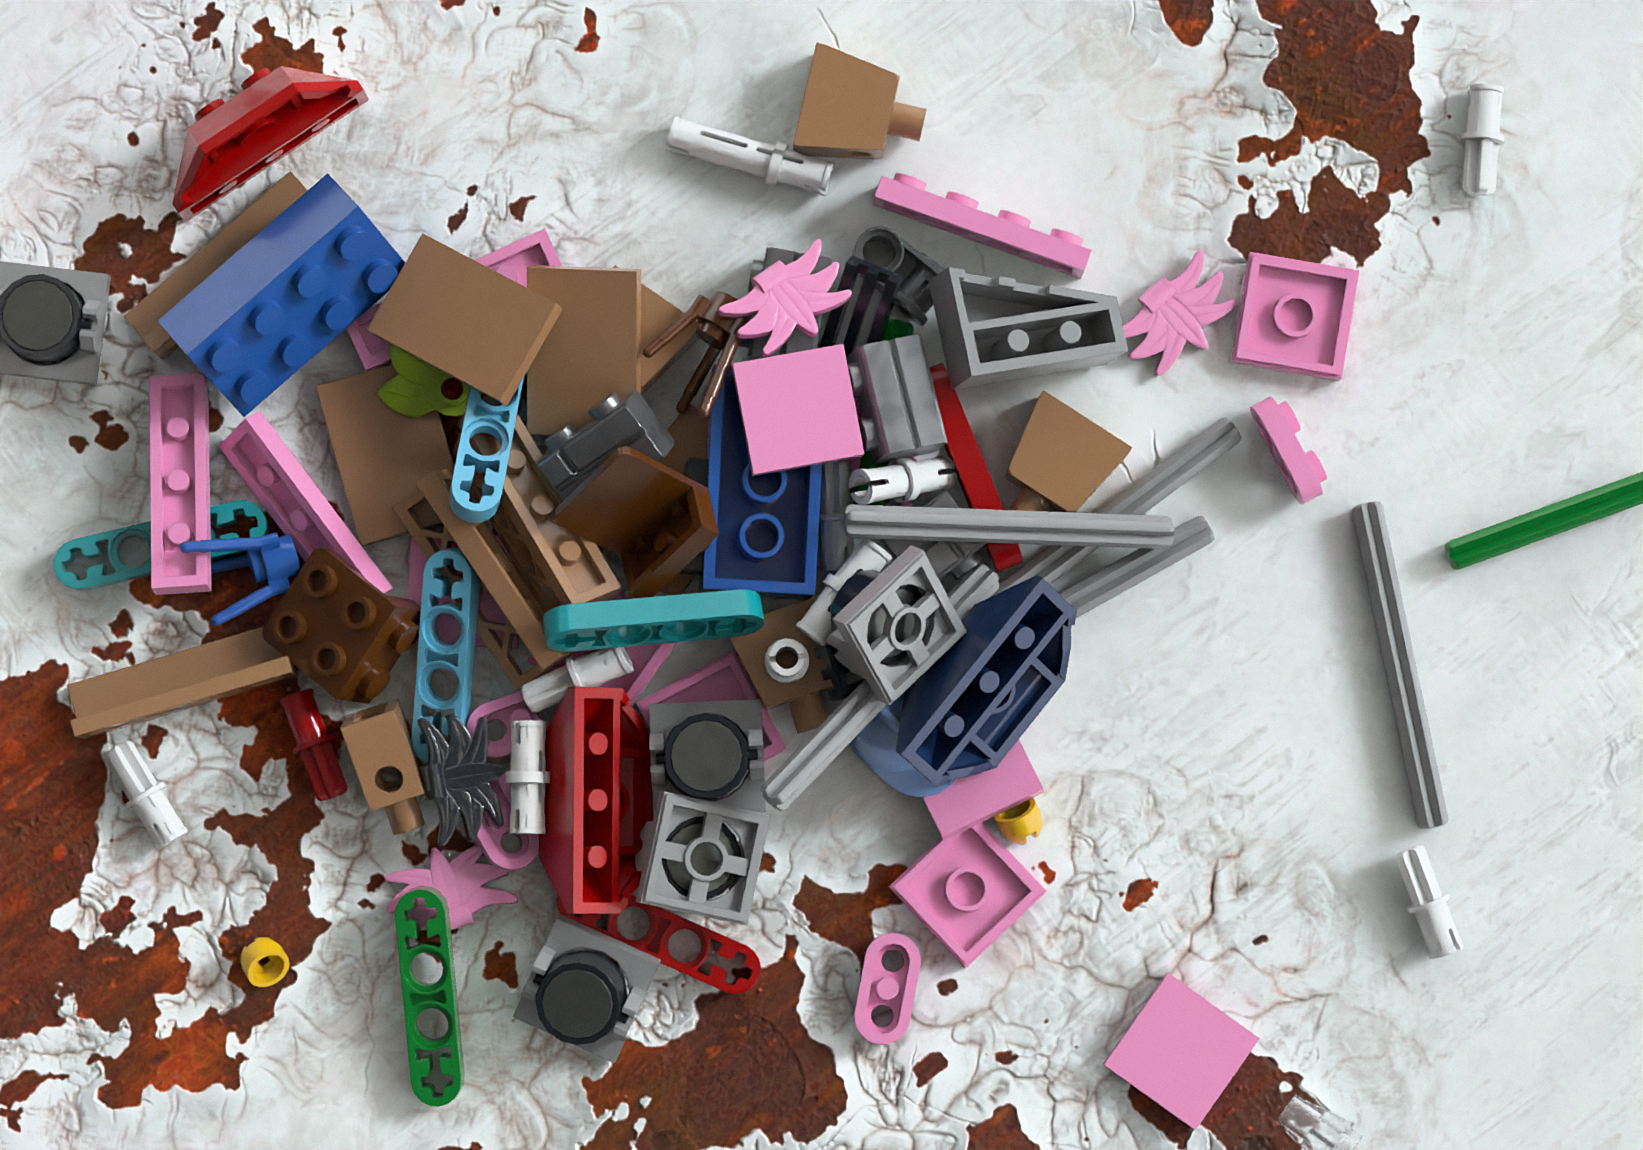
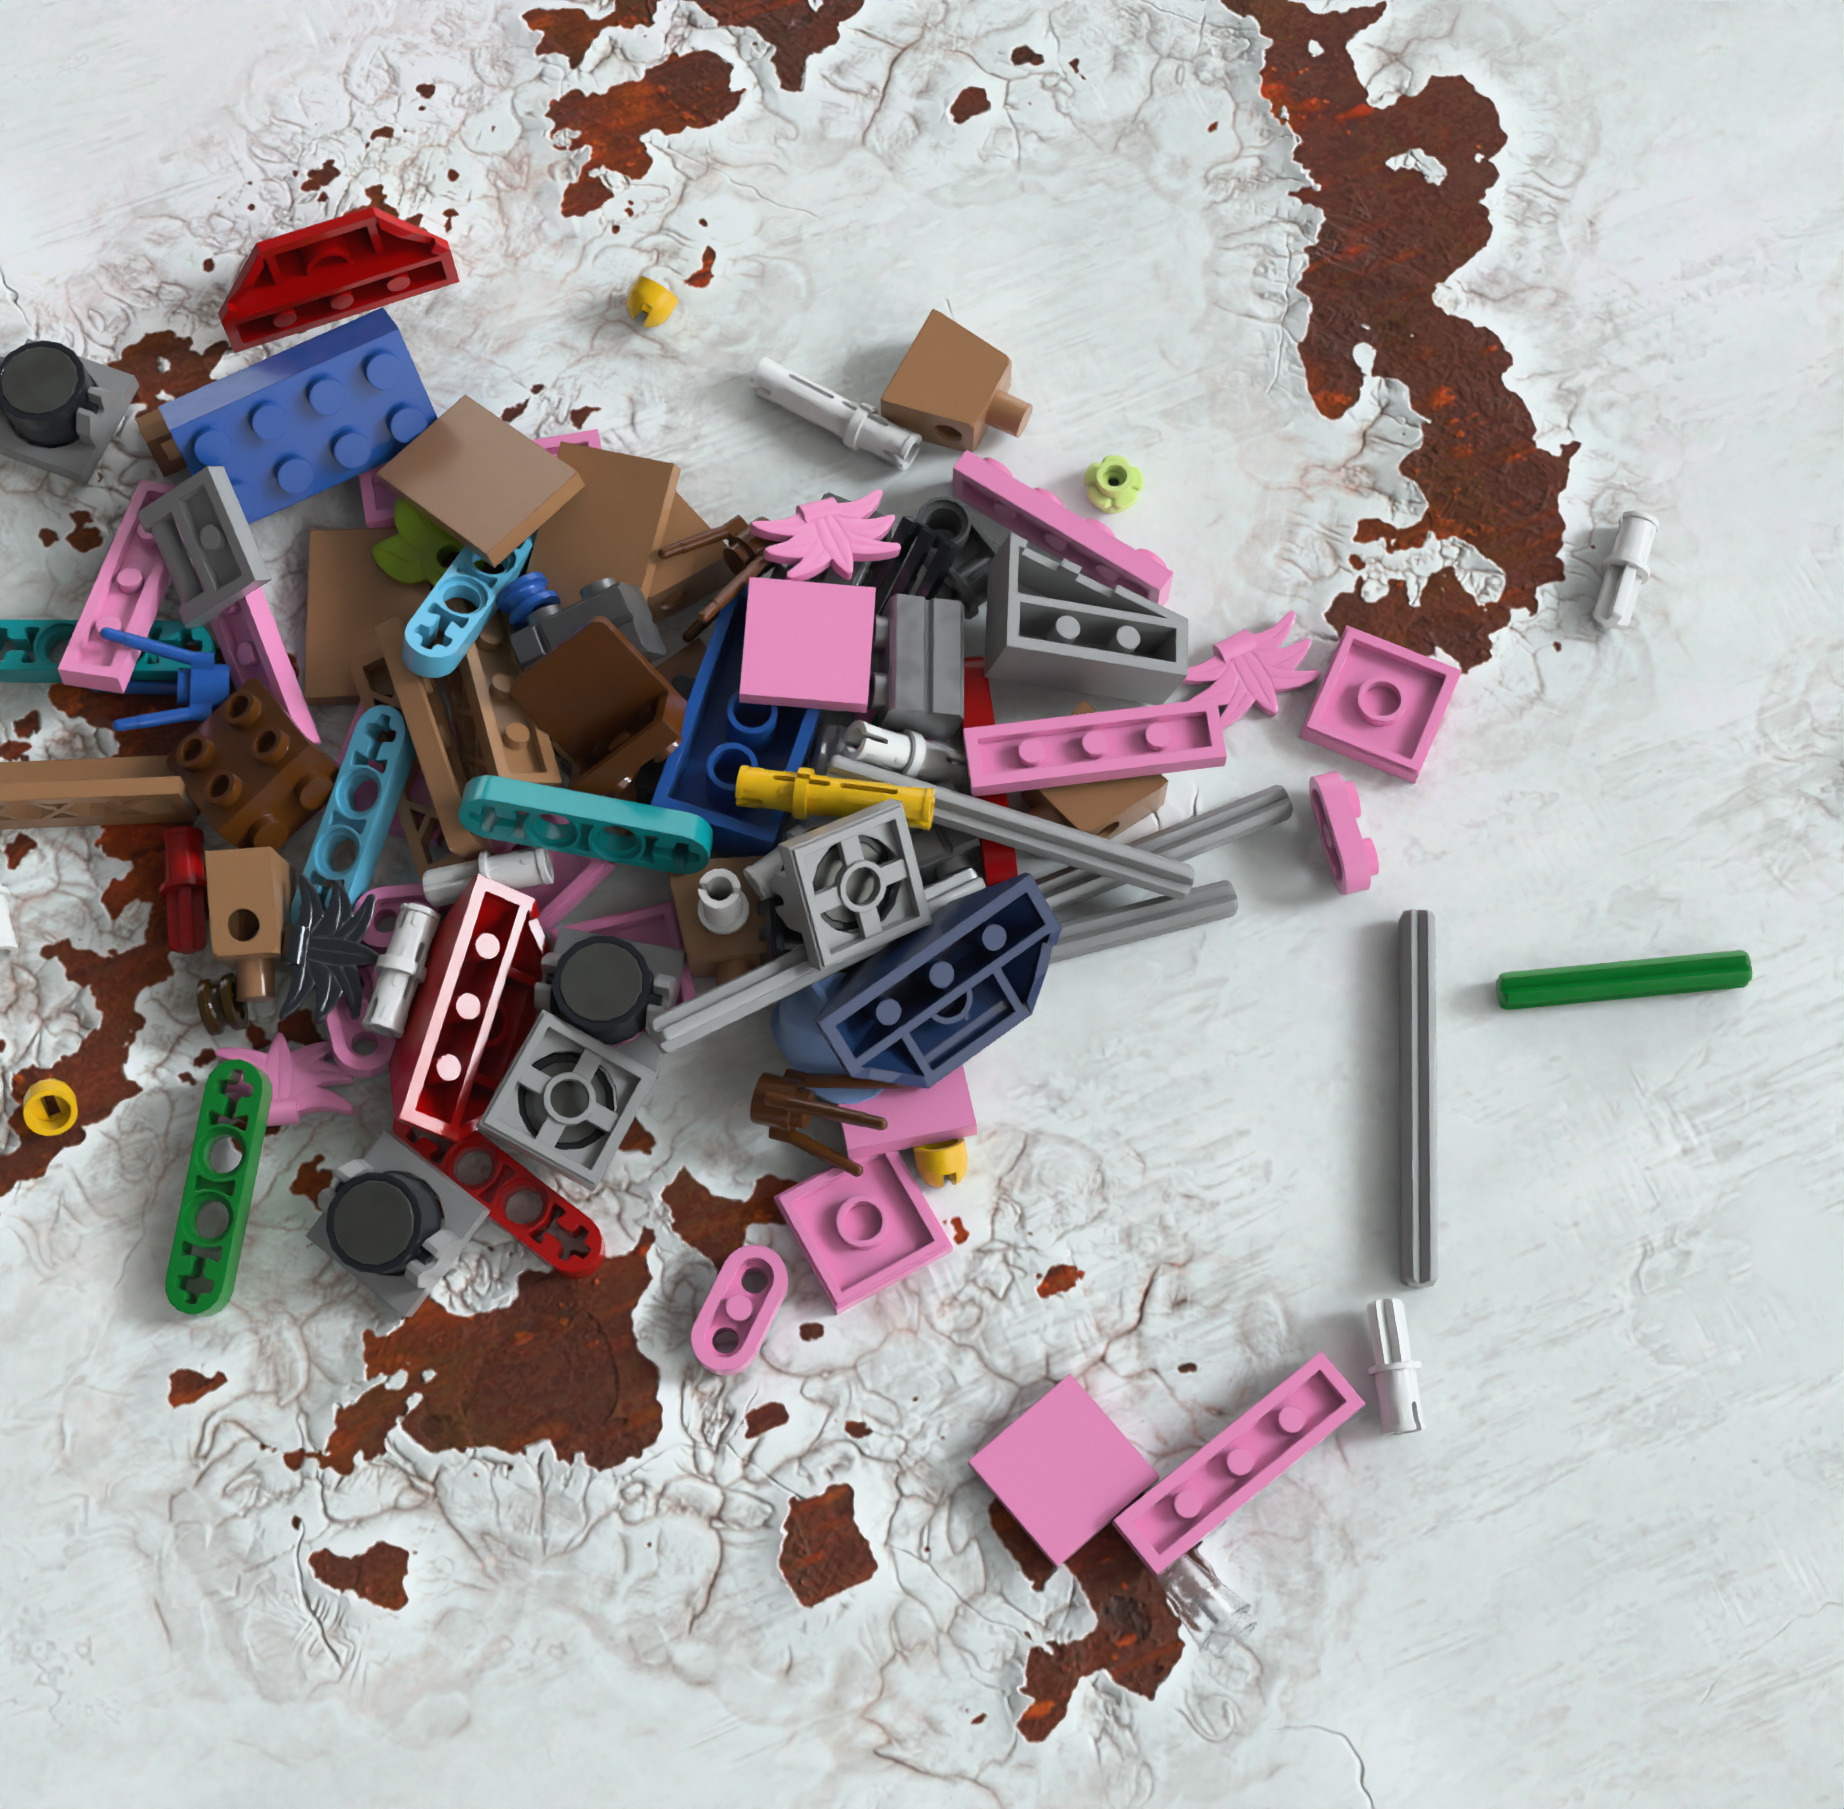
camera: 20 degrees right, 15 degrees down
(250, 435) = (215, 540): none -> light grey plate
(379, 839) = (219, 1005): none -> dark brown bush
(540, 423) = (524, 597): none -> blue bush
(553, 82) = (650, 299): none -> yellow hinge
(856, 548) = (822, 795): none -> yellow pin
(884, 815) = (786, 1104): none -> reddish brown plant
(1009, 177) = (1113, 498): none -> yellowish green plate
(1064, 438) = (1094, 747): none -> bright pink plate
(1320, 1012) = (1238, 1464): none -> bright pink plate

